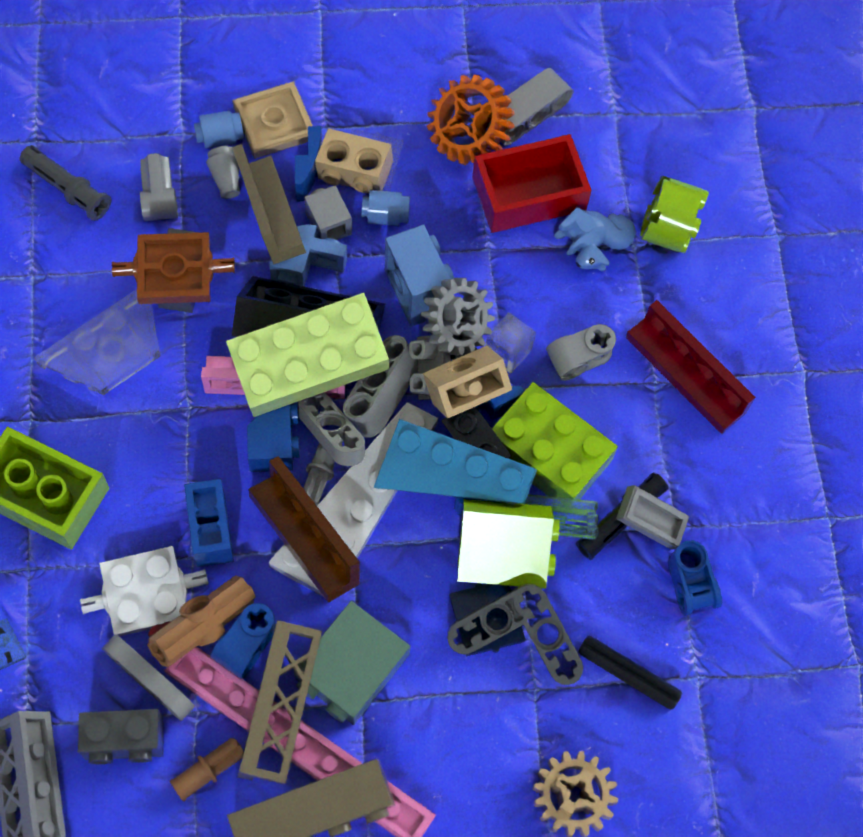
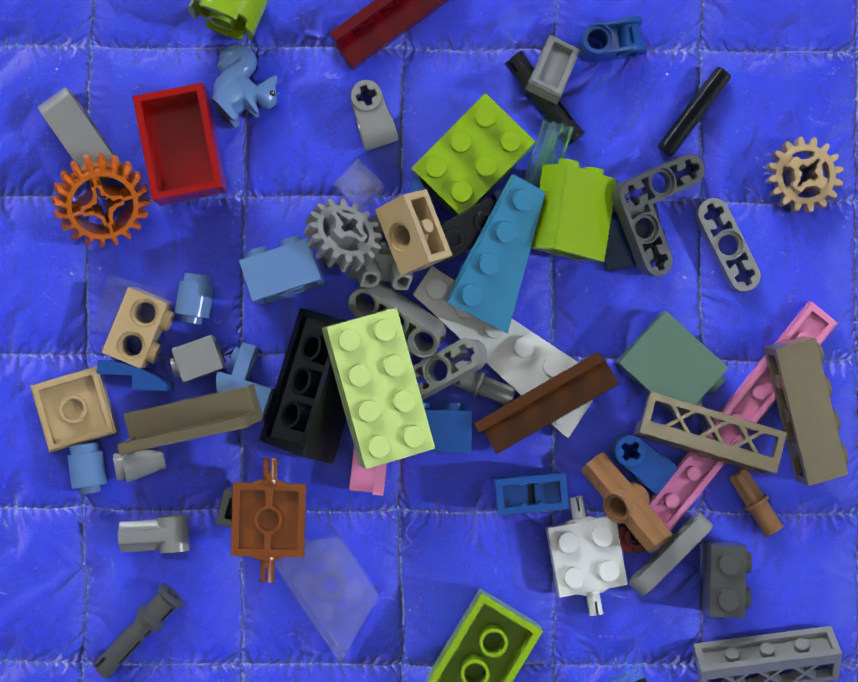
camera: 85 degrees left, 20 degrees up
(459, 723) = (707, 226): none -> light grey beam

